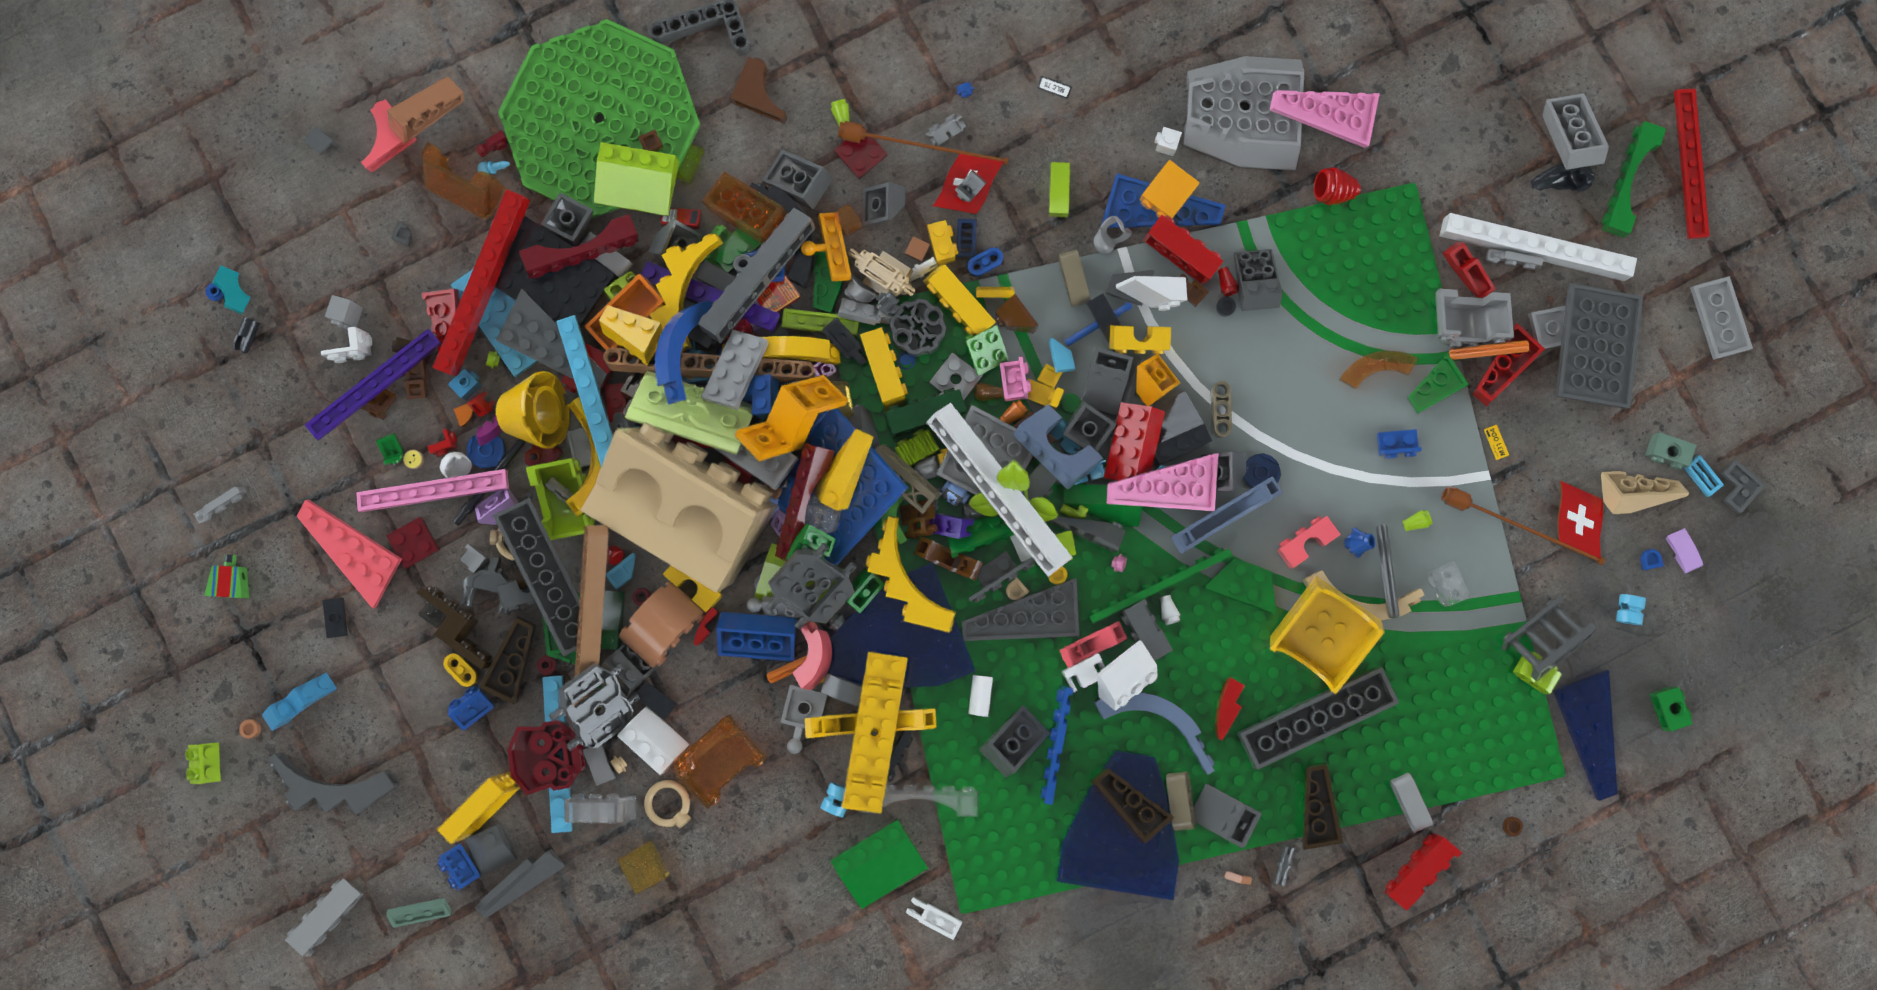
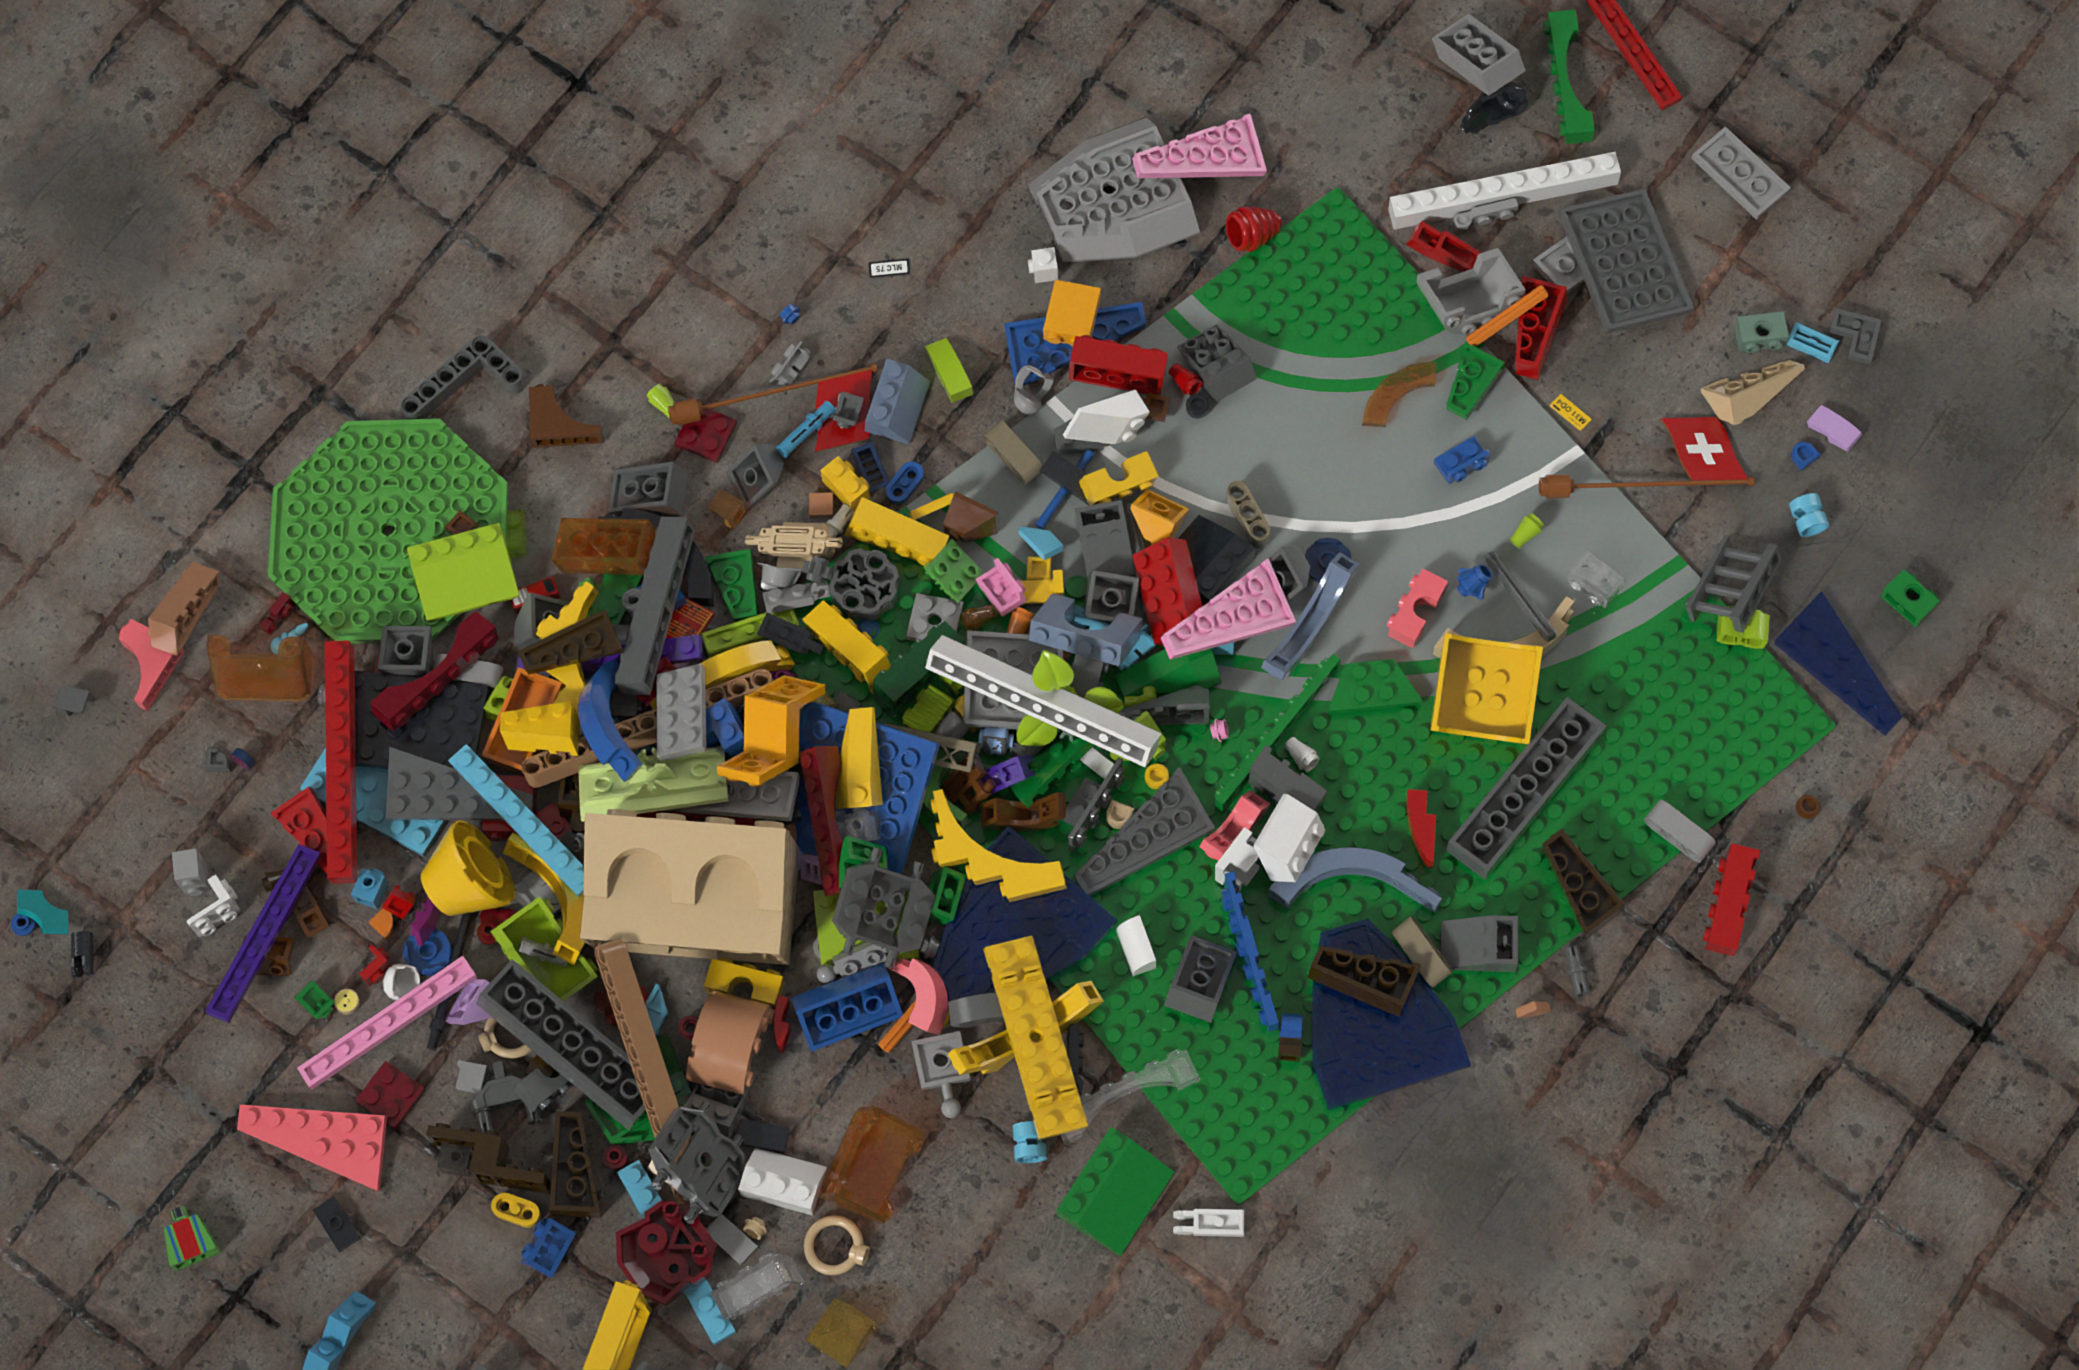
camera: 25 degrees left, 15 degrees down
(219, 504) = (137, 1159): light grey hinge -> none
(419, 242) = (242, 759): none -> dark blue tile
(493, 359) = (388, 847): lime plate -> none
(687, 279) = (578, 643): none -> dark brown wing
(833, 245) = (724, 541): light orange plate -> none
(953, 179) = (824, 411): none -> dark azure pin
(1009, 197) = (897, 402): none -> sand blue slope
(1056, 815) = (1290, 1037): none -> leg

